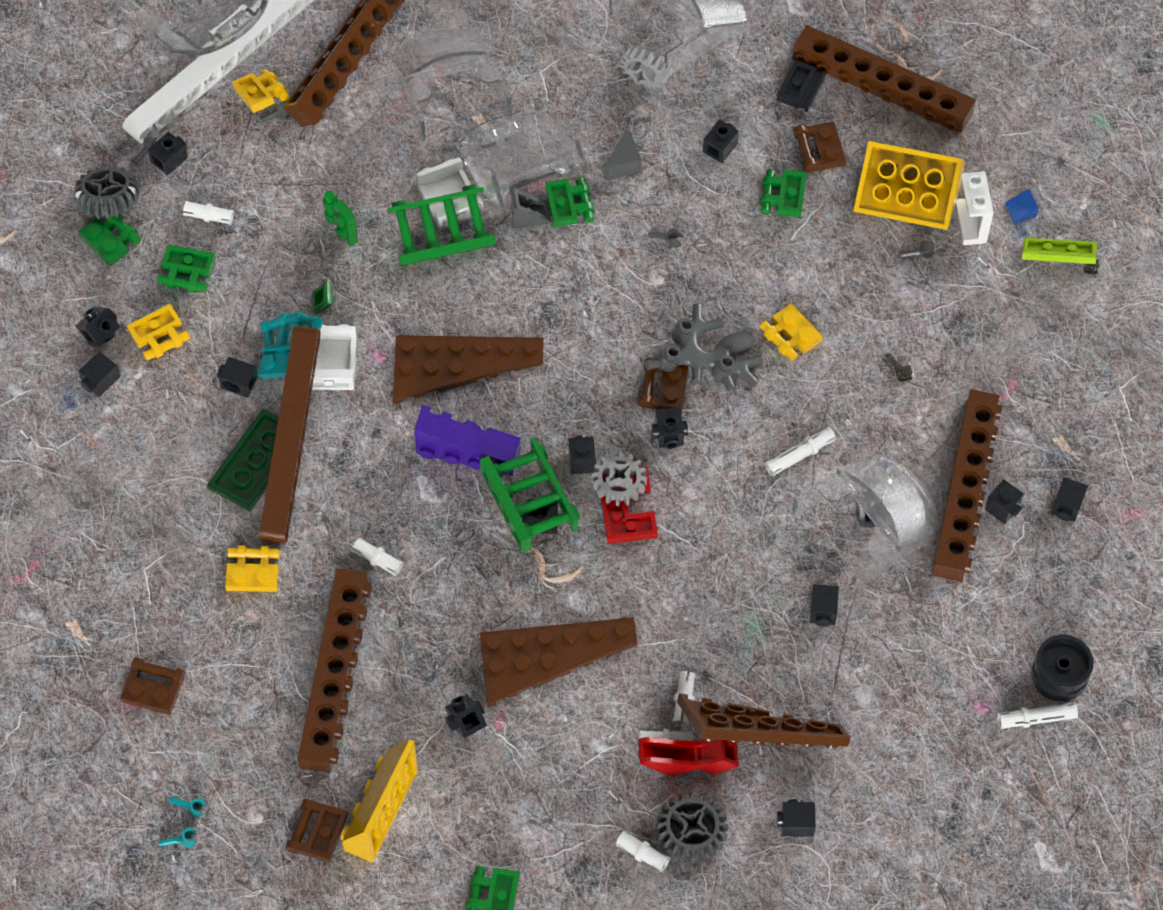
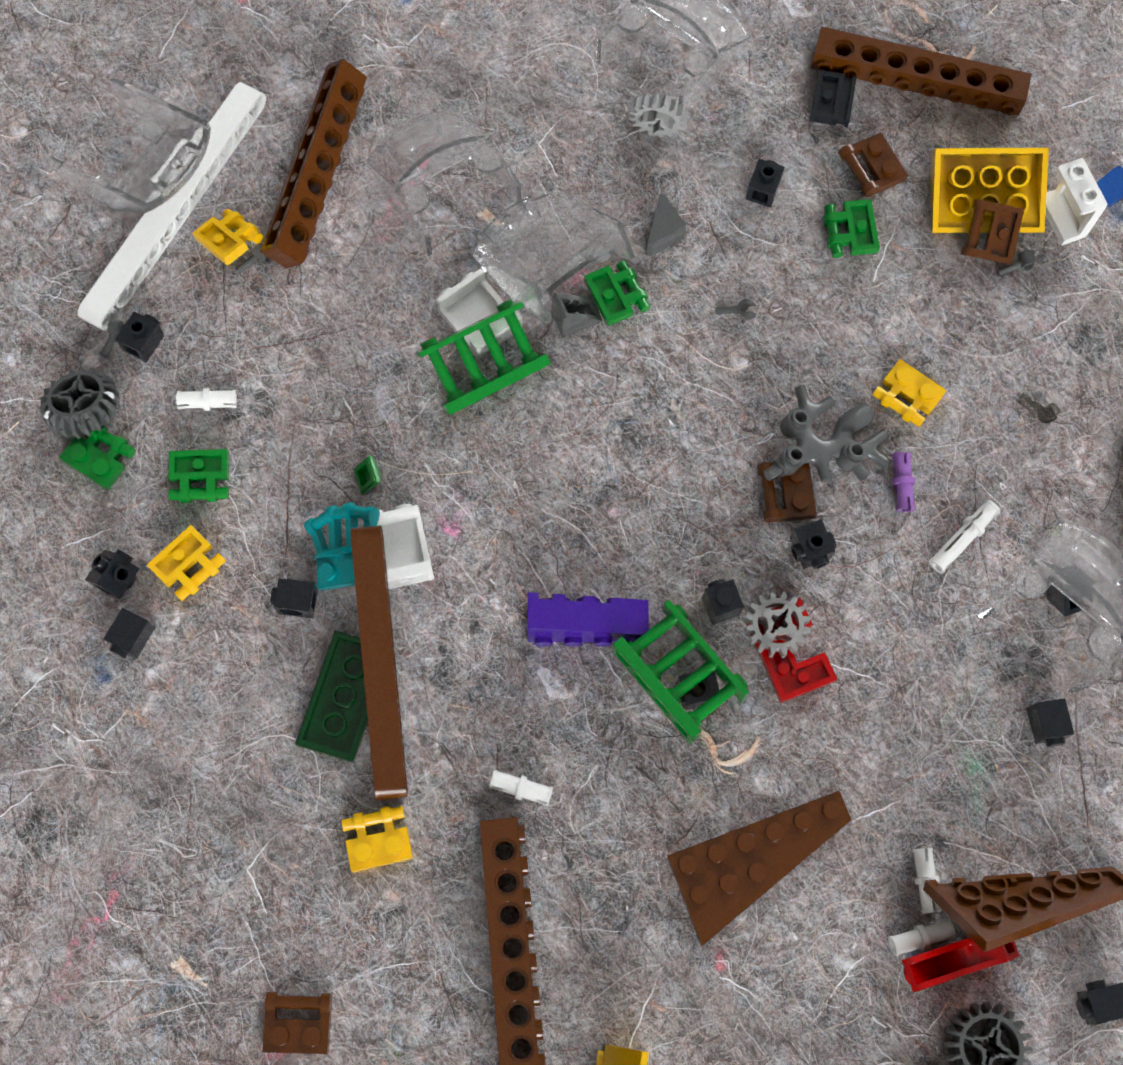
camera: 15 degrees left, 10 degrees up
(338, 213) = (370, 376): green plate -> none
(449, 362) = (534, 519): reddish brown wing -> none
(465, 716) = (679, 968): black brick -> none
(762, 398) = (903, 481): none -> medium lavender pin
(908, 222) = (1001, 234): none -> reddish brown plate

